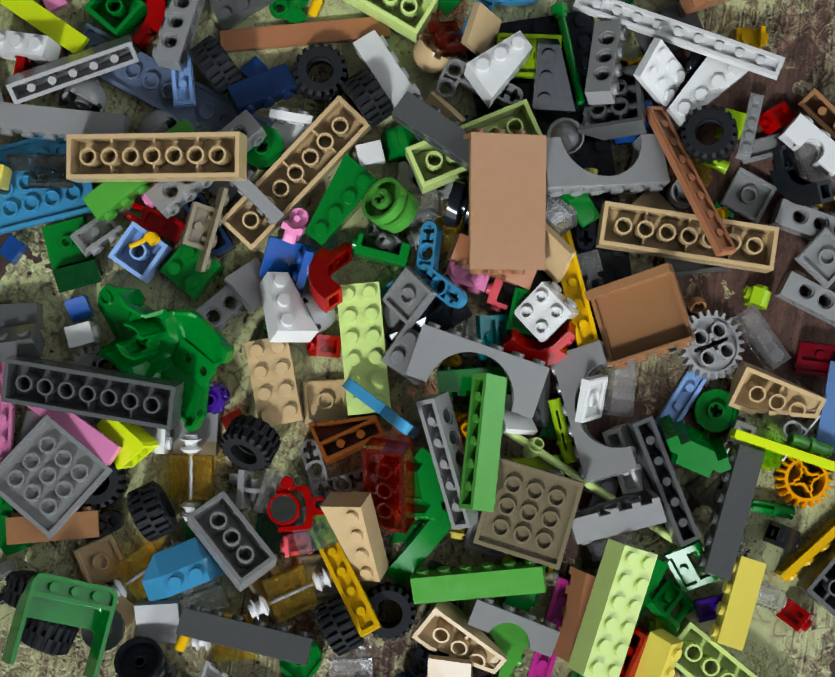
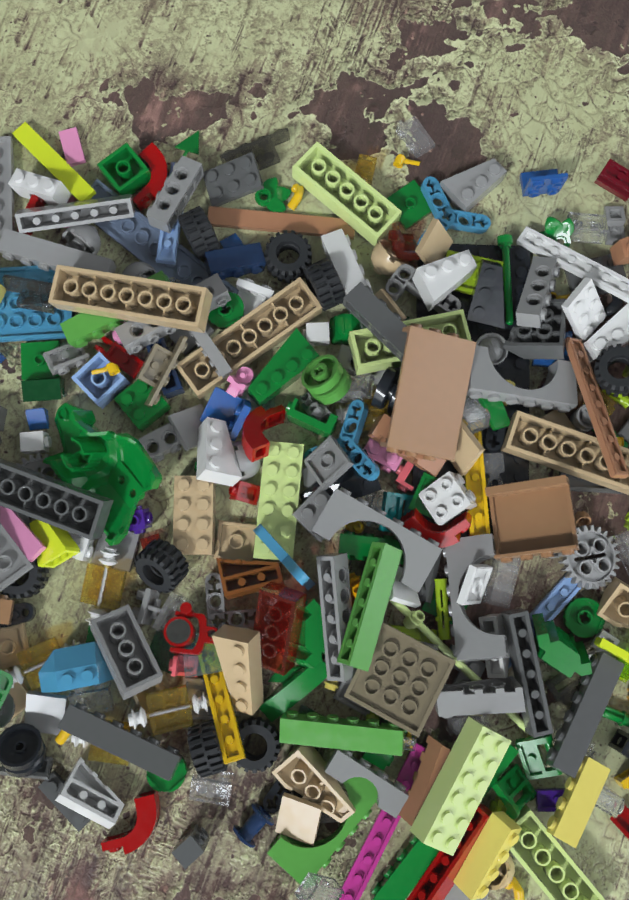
camera: 10 degrees right, 5 degrees down
(151, 511) = (60, 610): black tyre -> none

